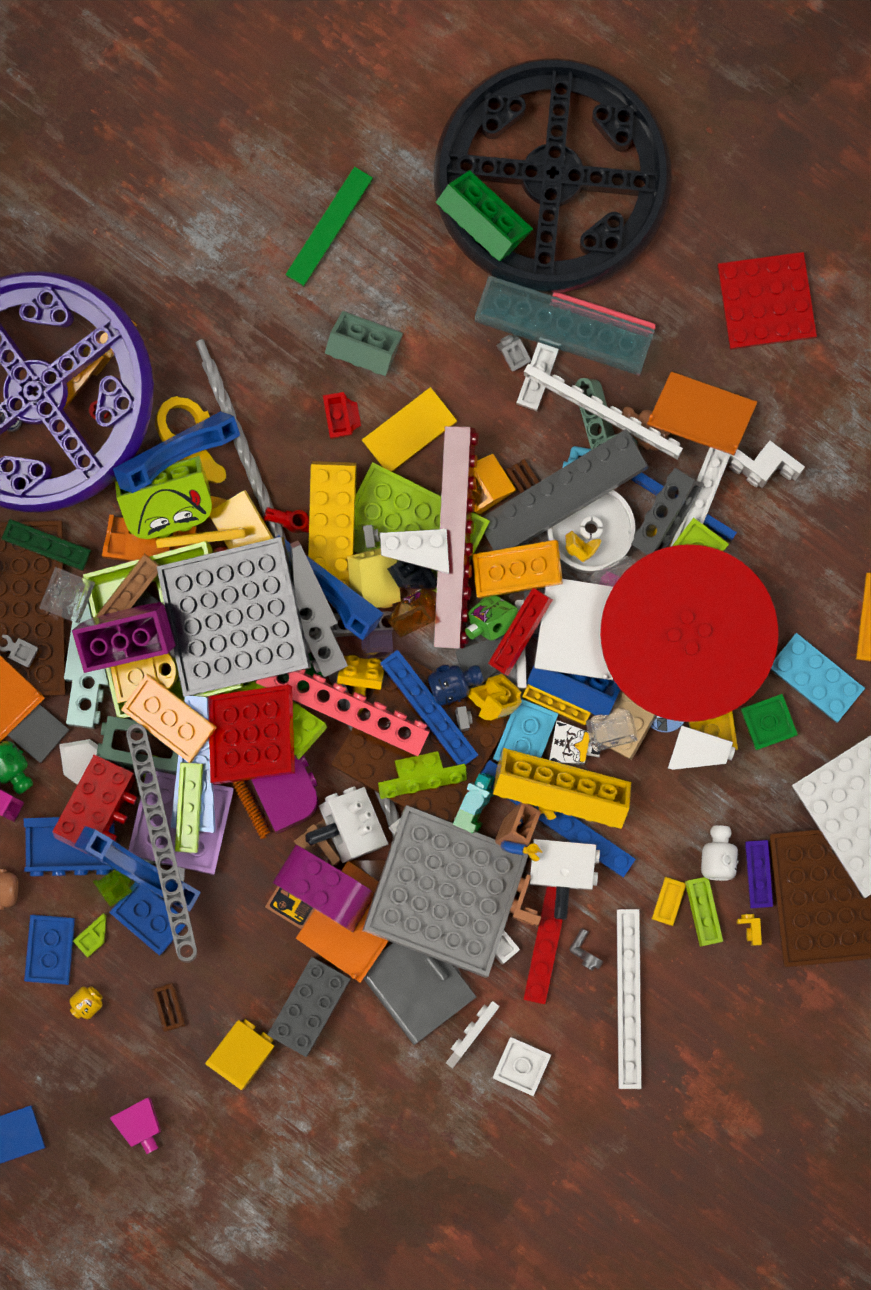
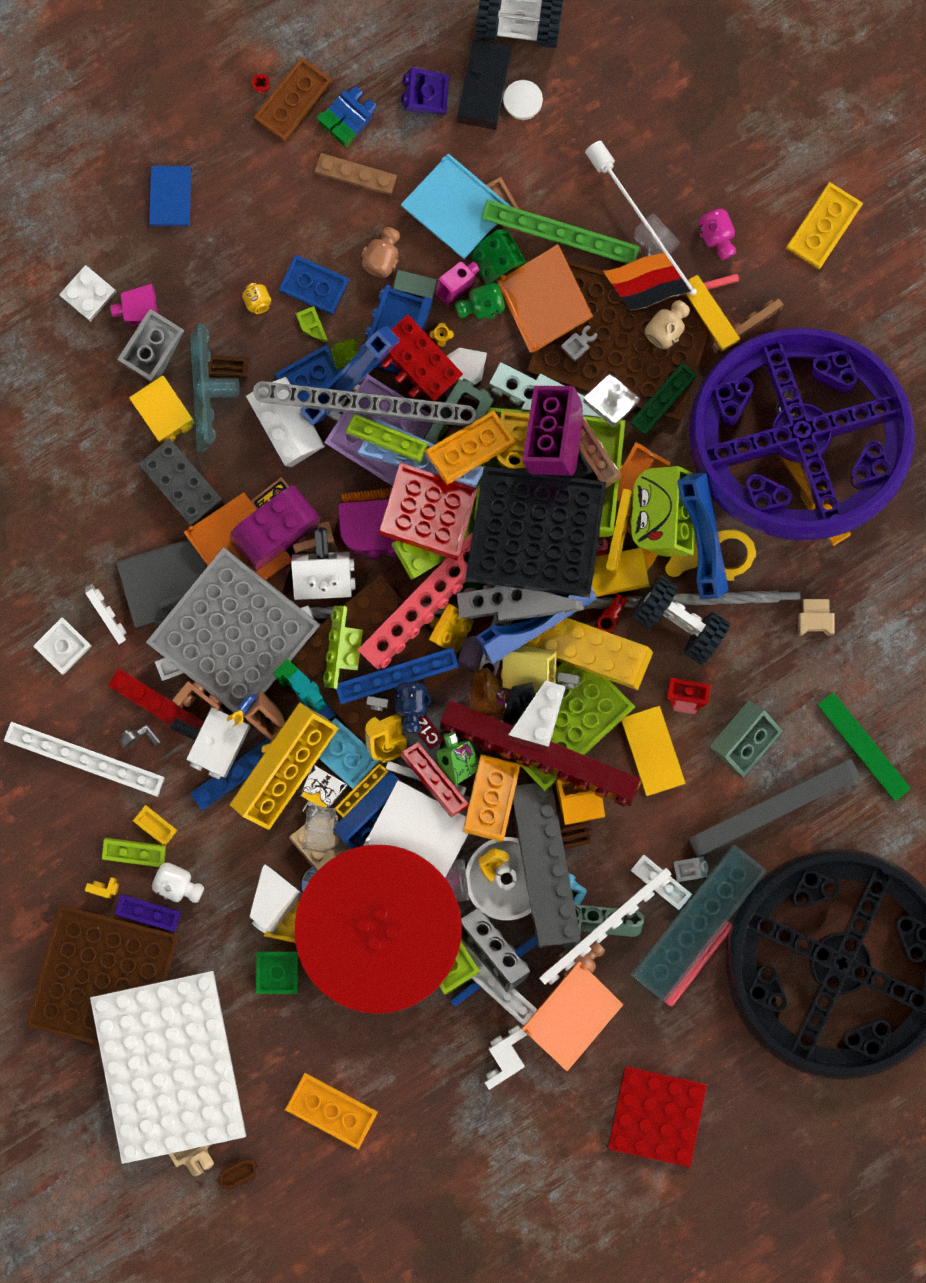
camera: 110 degrees right, 0 degrees up
(13, 844) = (415, 284): none -> sand green tile
(39, 733) = (502, 338): dark grey tile -> none
(58, 803) = (441, 328): none -> yellow plate
(141, 1185) = (87, 293): none -> white plate
(176, 1091) = (151, 346): none -> light grey slope
(200, 1018) = (206, 387): none -> clear light blue plate
(211, 919) = (286, 427): none -> white slope
(216, 316) = (816, 617): none -> tan piece
(260, 473) = (705, 634): none -> black plate
(423, 292) = (774, 808): none -> dark grey beam
(474, 656) = (429, 733): none -> dark red sticker
(483, 215) = (822, 884): green slope -> none
(816, 678) = (301, 1030): medium azure plate -> none

